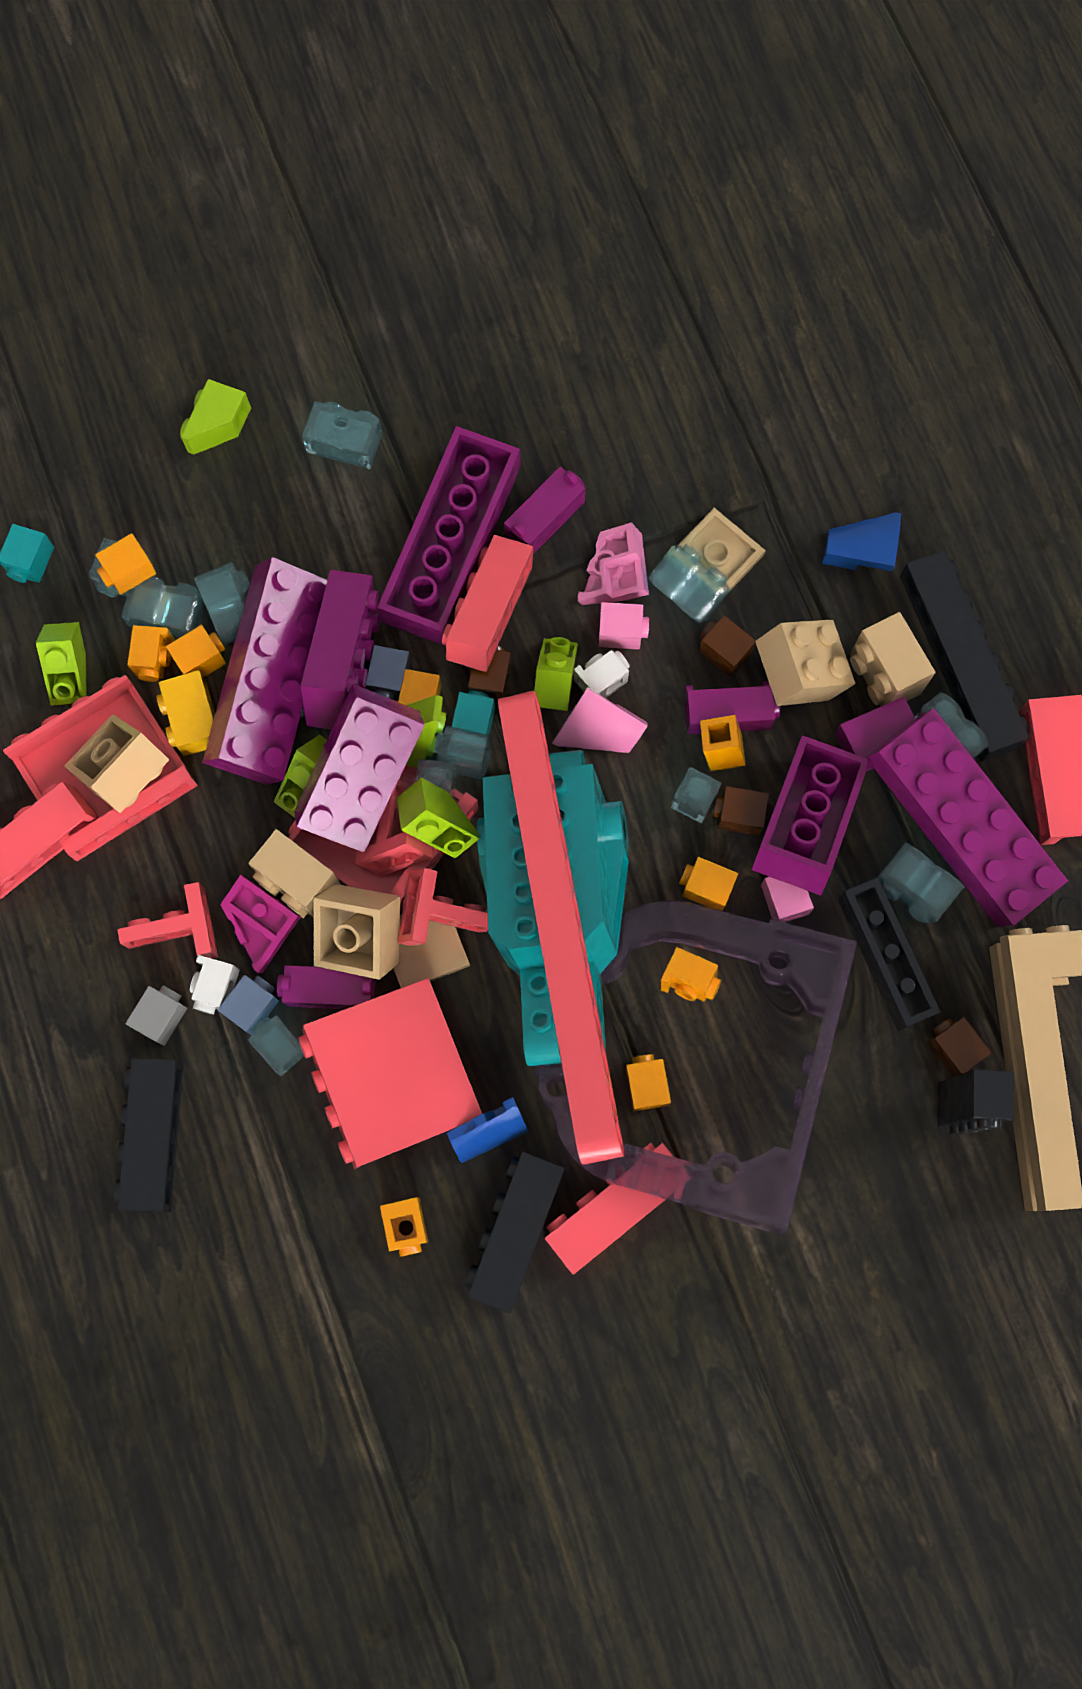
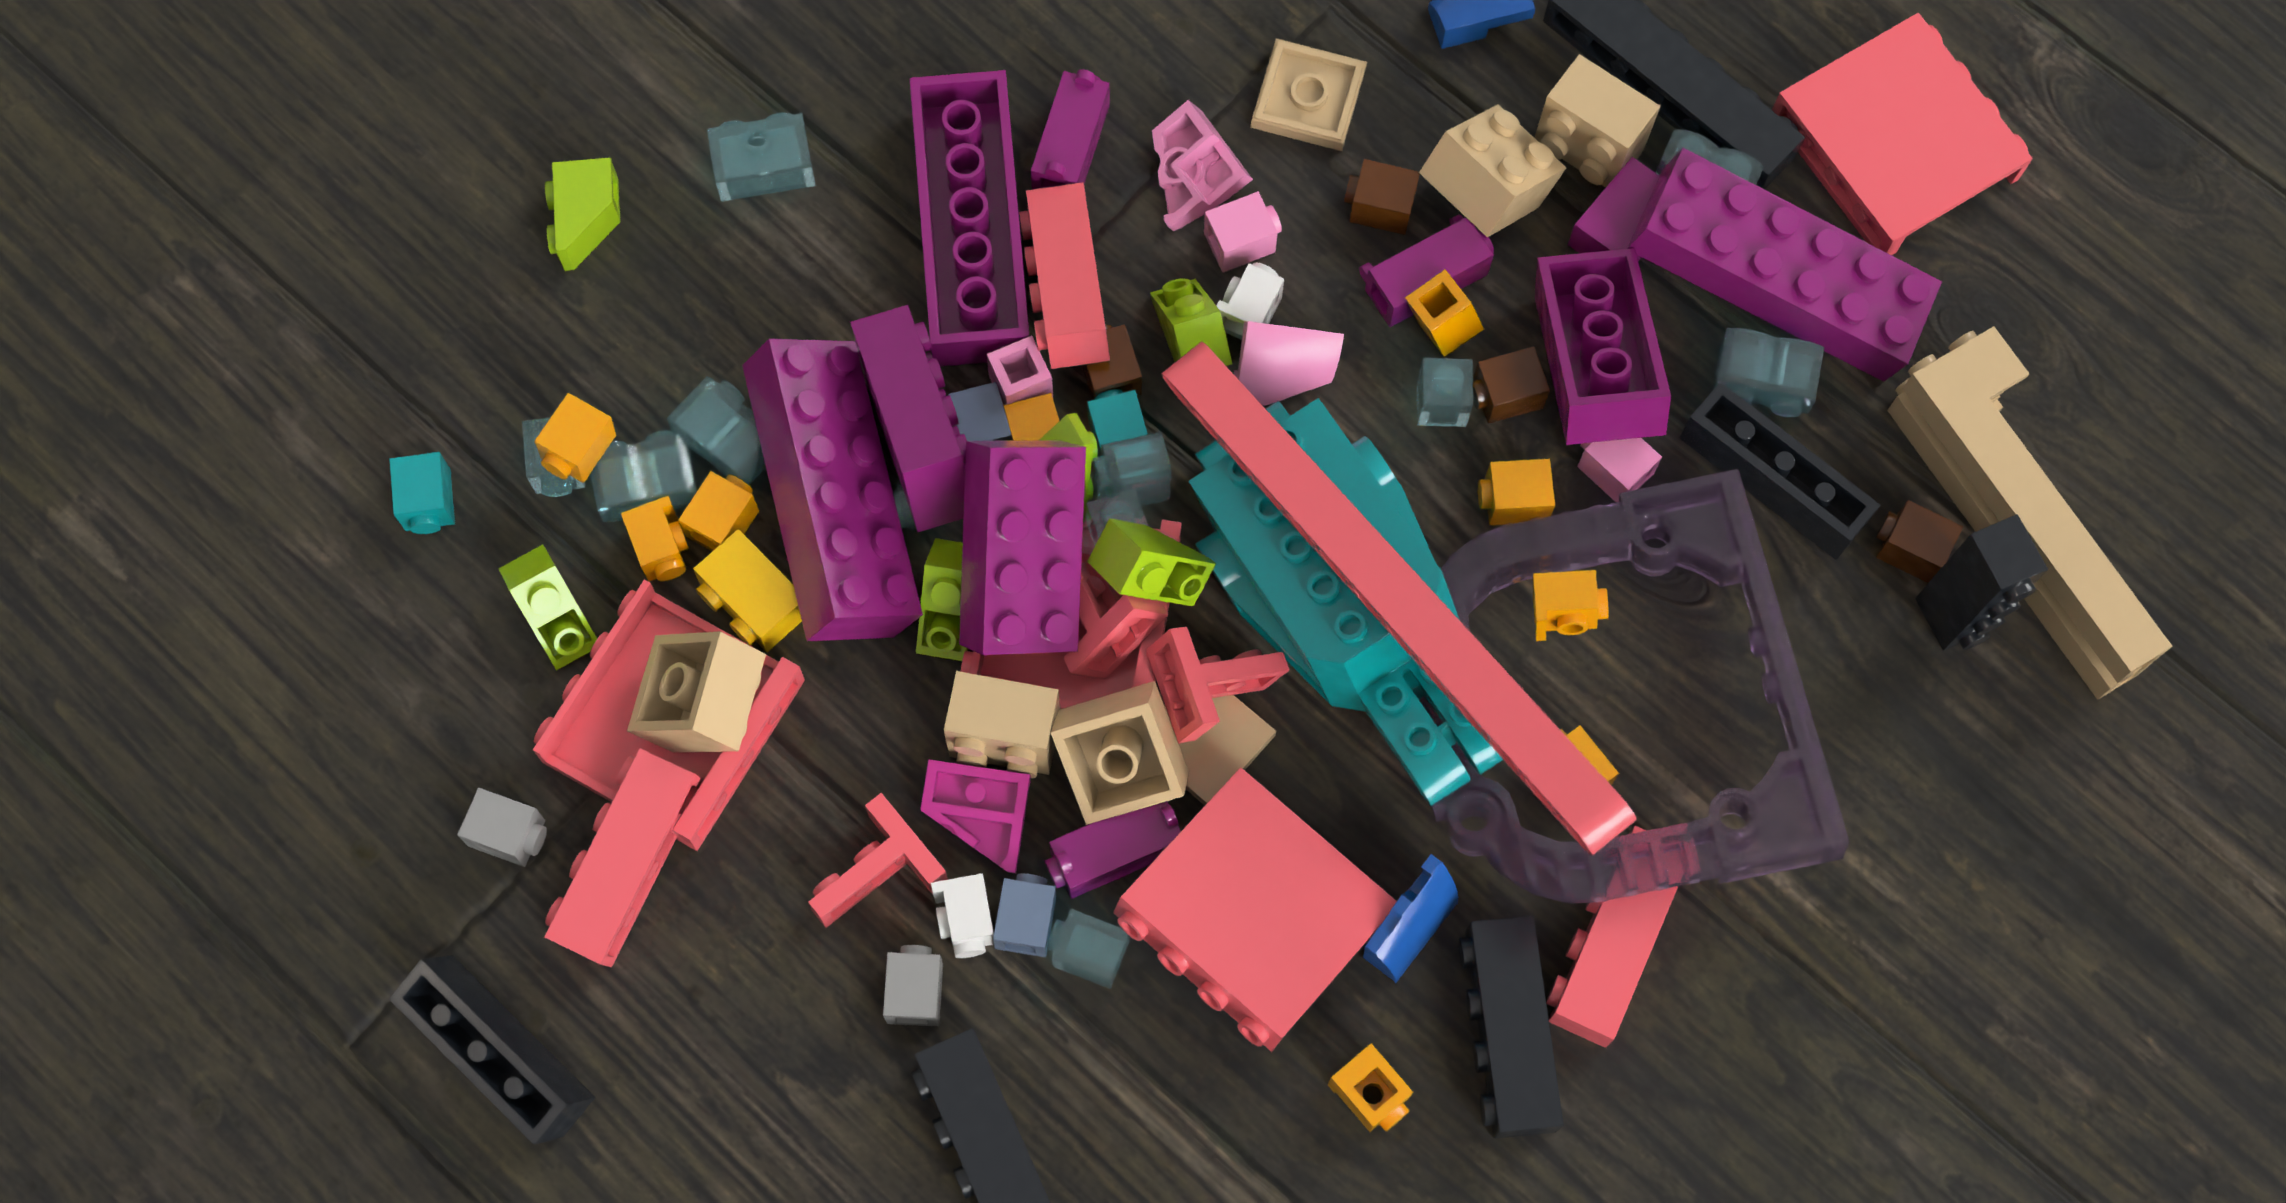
camera: 30 degrees left, 5 degrees down
(426, 652) = (1019, 371): none -> bright pink brick
(689, 582) = (1299, 140): clear light blue brick -> none

